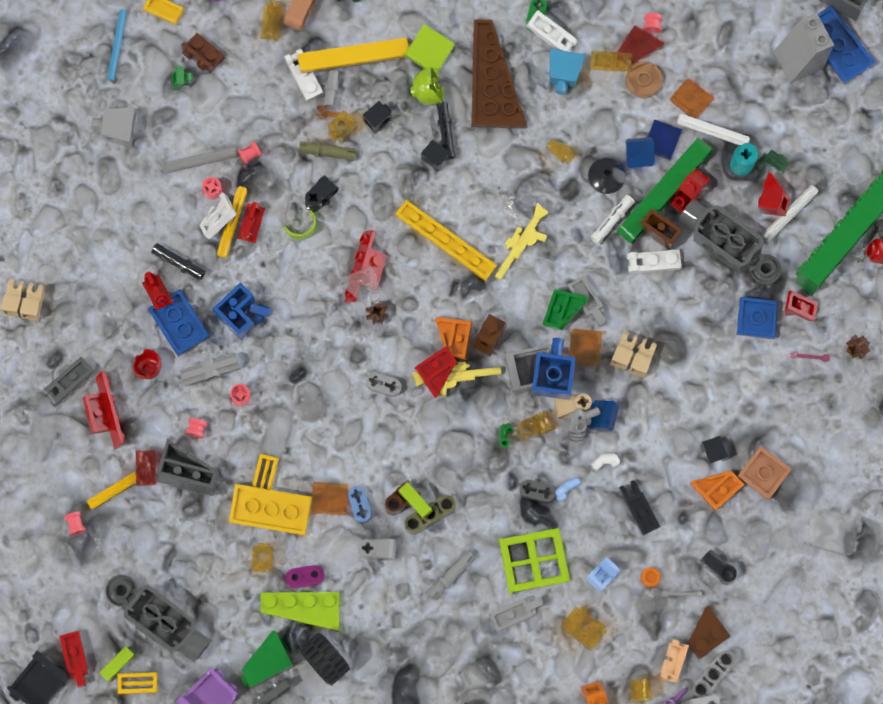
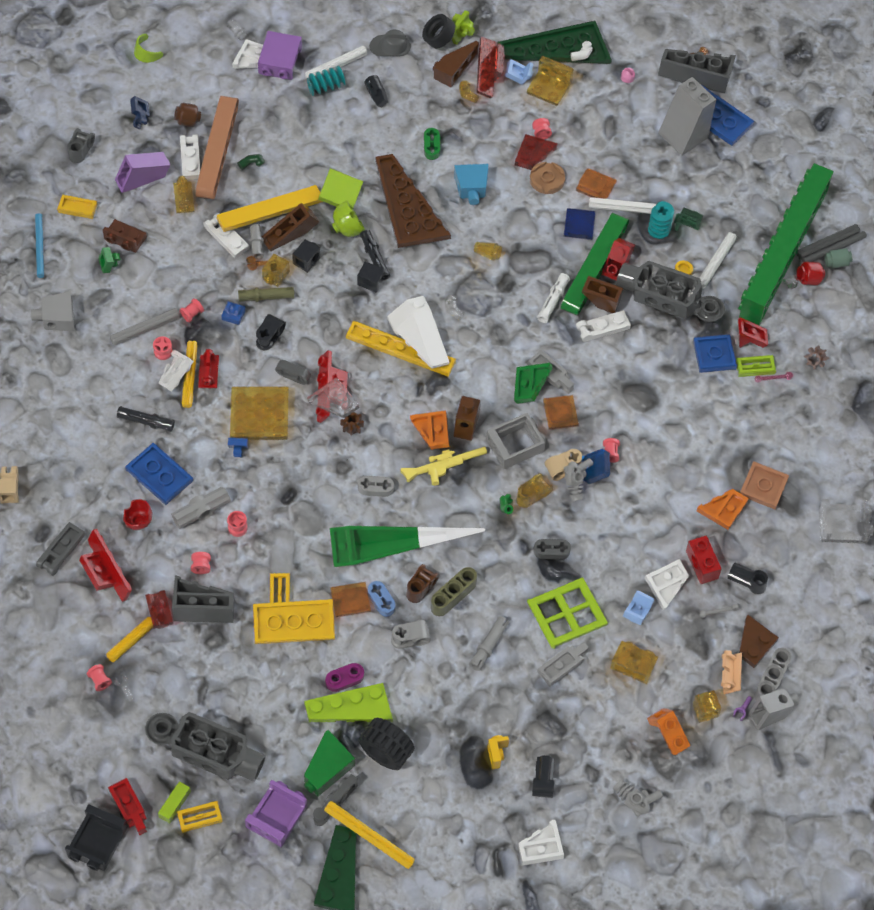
camera: 15 degrees left, 15 degrees down
(156, 290) = (130, 447): red hinge -> none
(232, 308) = (211, 448): blue brick -> none
(262, 567) = (298, 676): clear yellow brick -> none
(289, 281) = (259, 413): none -> clear yellow plate
(290, 164) = (233, 313): none -> blue tile
(306, 235) = (261, 372): lime helmet -> none
(332, 243) = (293, 372): none -> dark grey beam
(359, 445) = (366, 543): none -> green plate
(369, 81) = (291, 227): none -> reddish brown slope
(415, 500) = (436, 577): lime piece -> none
(426, 688) = (495, 750): none -> yellow bracket
(436, 370) = (424, 459): red wing -> none
(467, 227) = (418, 328): none -> white wedge
(518, 243) = (471, 336): light yellow piece -> none
(551, 32) = (450, 152): white plate -> none
(553, 373) = (539, 433): blue brick -> none
(566, 486) = (579, 537): light blue arm -> none
(605, 458) = (609, 505): white arm -> none
(606, 184) = (533, 269): black dish -> none
(611, 61) = (513, 165): clear yellow brick -> none
(623, 400) = (611, 445): none -> coral bush
(639, 361) = (615, 413): tan legs -> none
(639, 553) = (667, 582): none -> white wing
(640, 152) = (562, 235): clear blue piece -> none
(640, 509) = (656, 542): black hinge -> none
(650, 577) = (684, 602): orange tile -> none
(680, 539) = (703, 559): none -> red brick
(714, 449) = (711, 473): black panel -> none
(753, 216) = (684, 266): none -> yellow tile
(774, 197) = (698, 248): red slope -> none
(793, 340) = (756, 368): none -> lime tile

